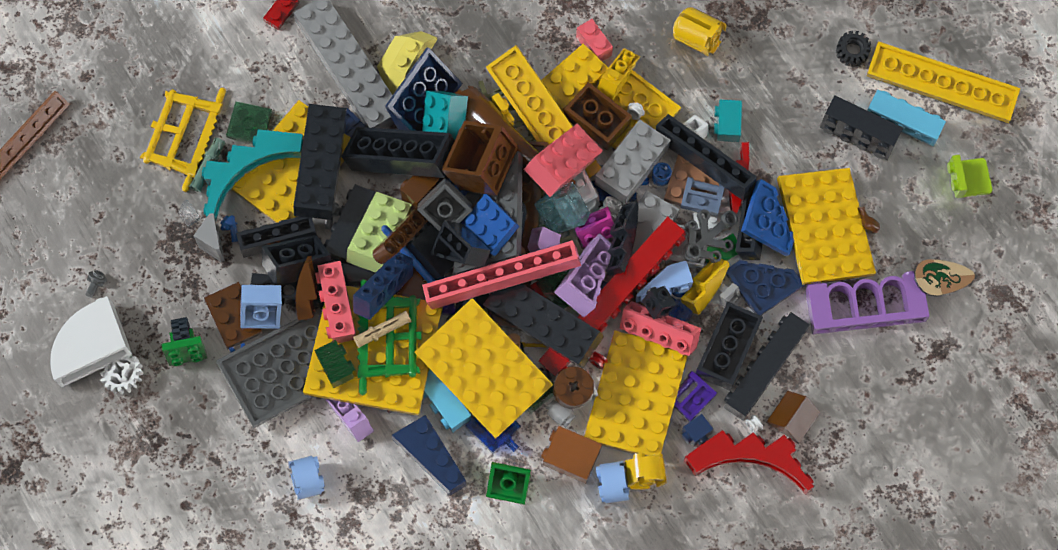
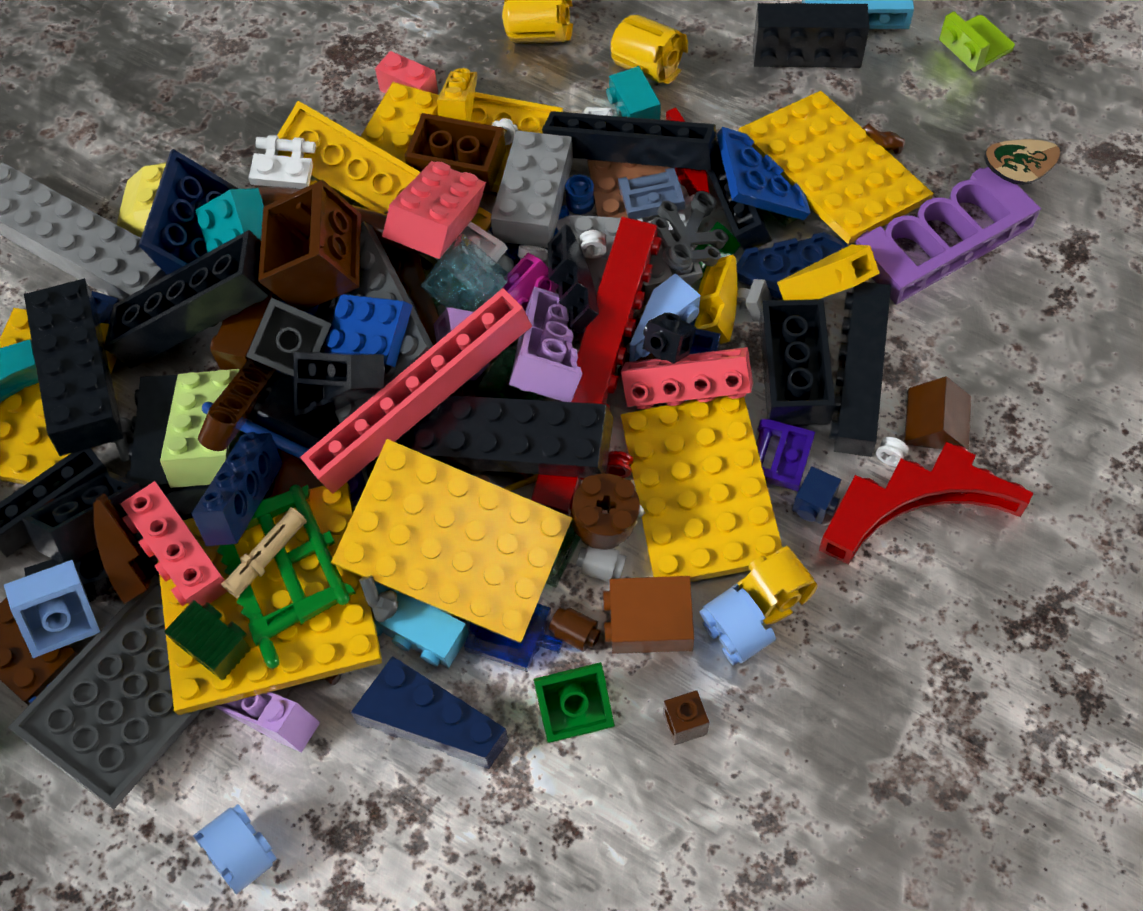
camera: 20 degrees left, 10 degrees down
(432, 385) = (383, 604): none -> dark grey plate
(487, 87) = (282, 171): none -> white plate
(528, 443) = (575, 628): none -> reddish brown brick
(562, 518) = (685, 717): none -> reddish brown brick
(646, 220) = (593, 243): none -> white bush
(755, 89) = (650, 46): none -> yellow cylinder
(776, 302) = (831, 274): none -> yellow slope

